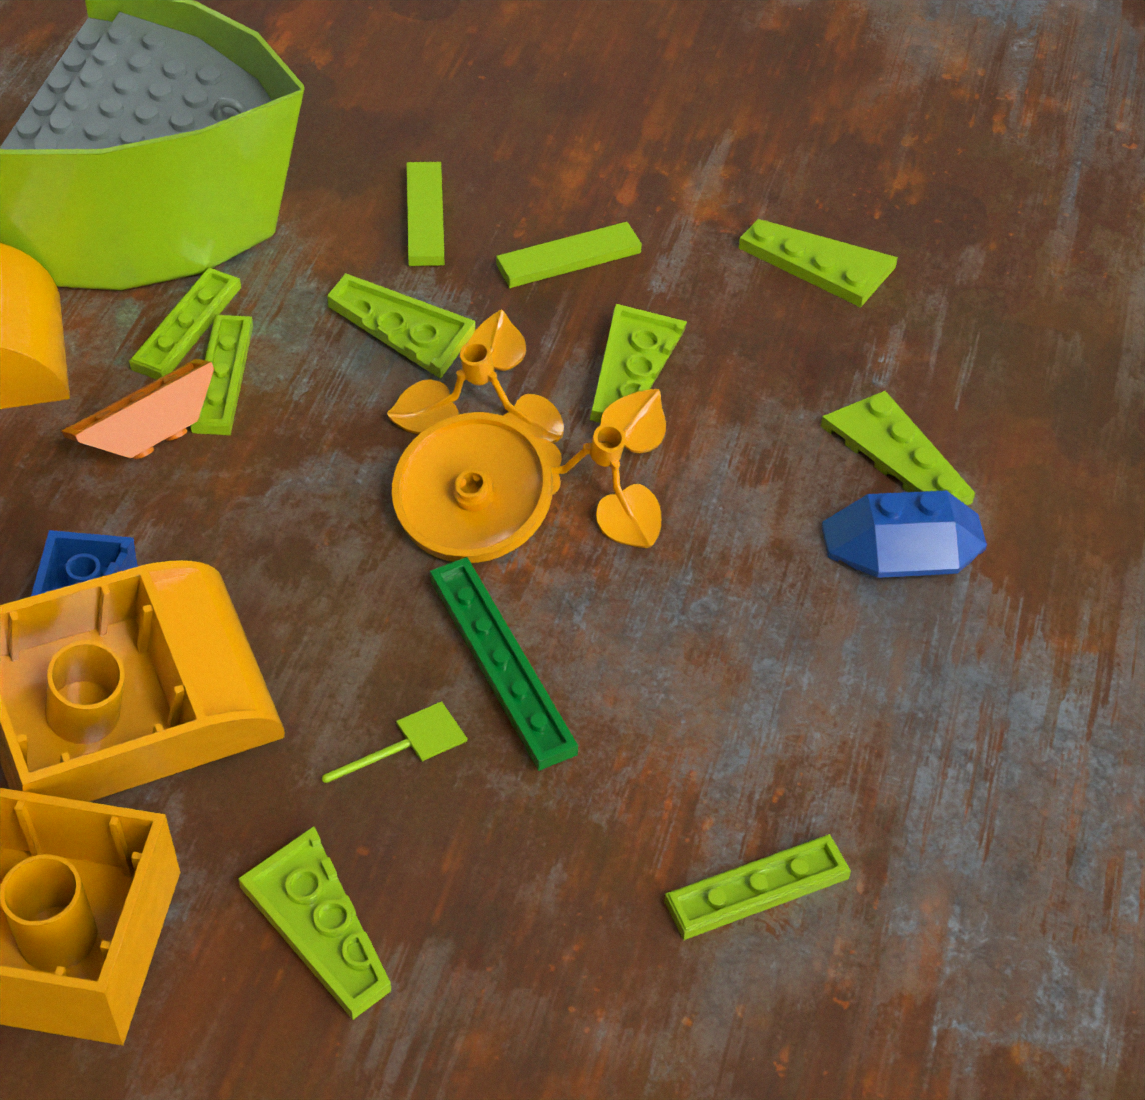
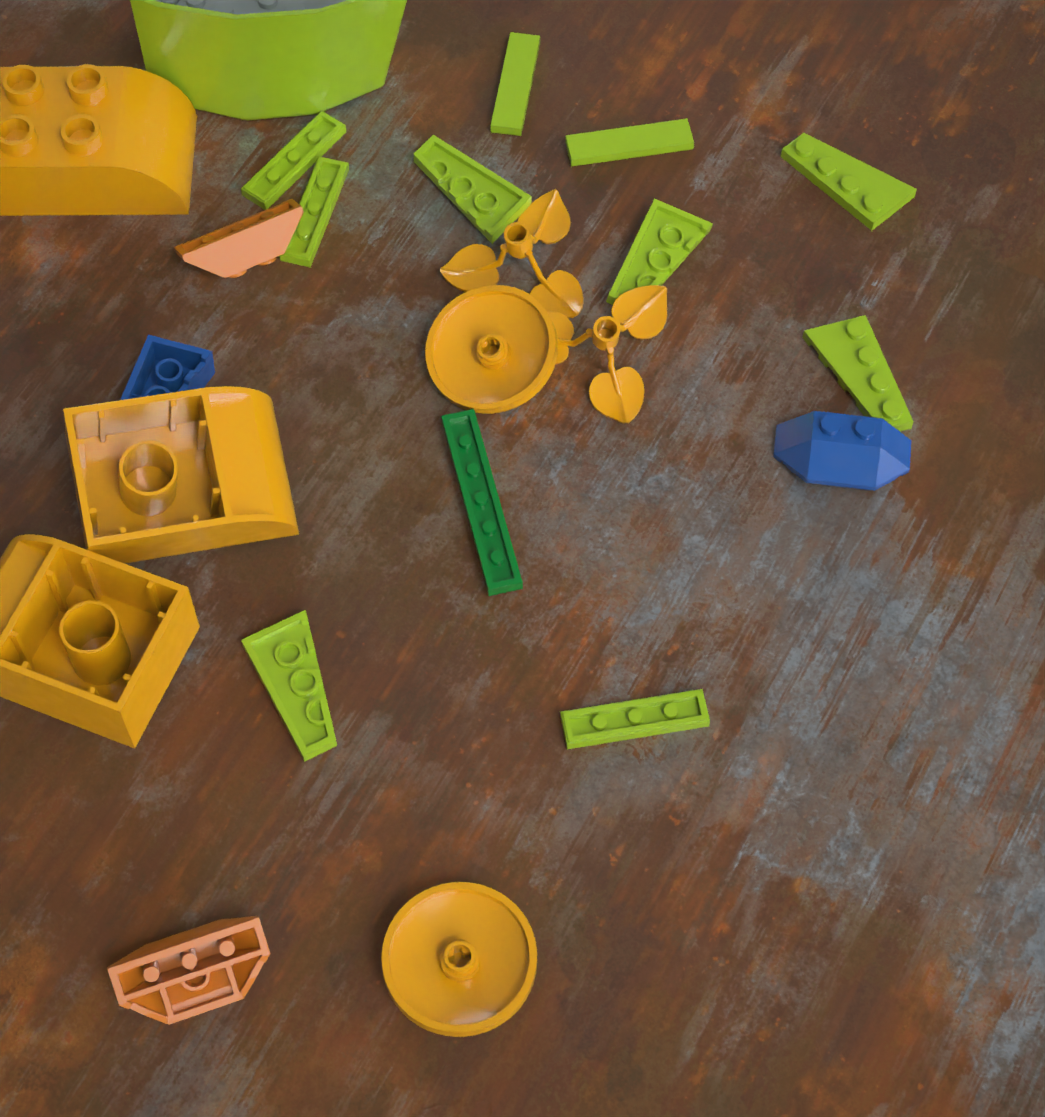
camera: 15 degrees right, 10 degrees up
(425, 731) = (410, 548): lime piece -> none

